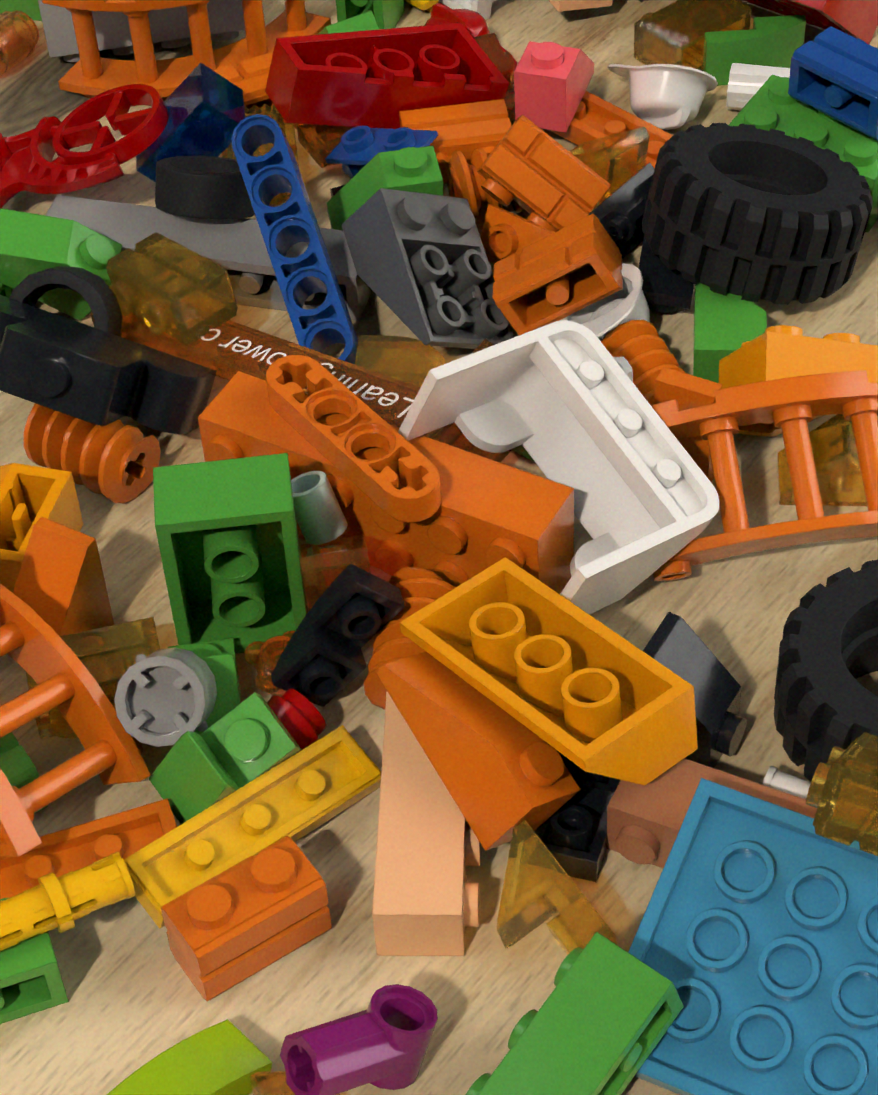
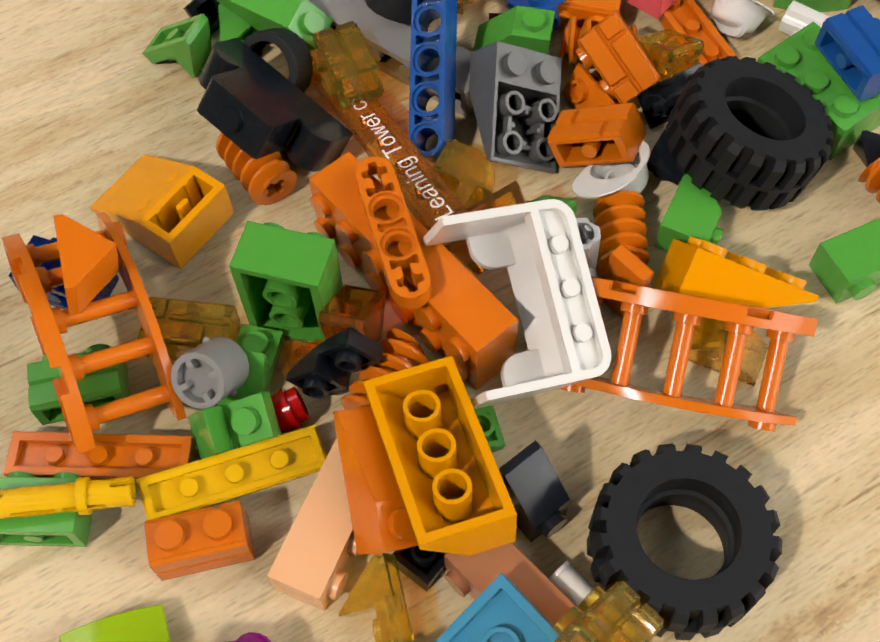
camera: 20 degrees right, 15 degrees up
(64, 579) = (186, 266): orange slope -> none
(317, 508) = (356, 269): light aqua hinge -> none

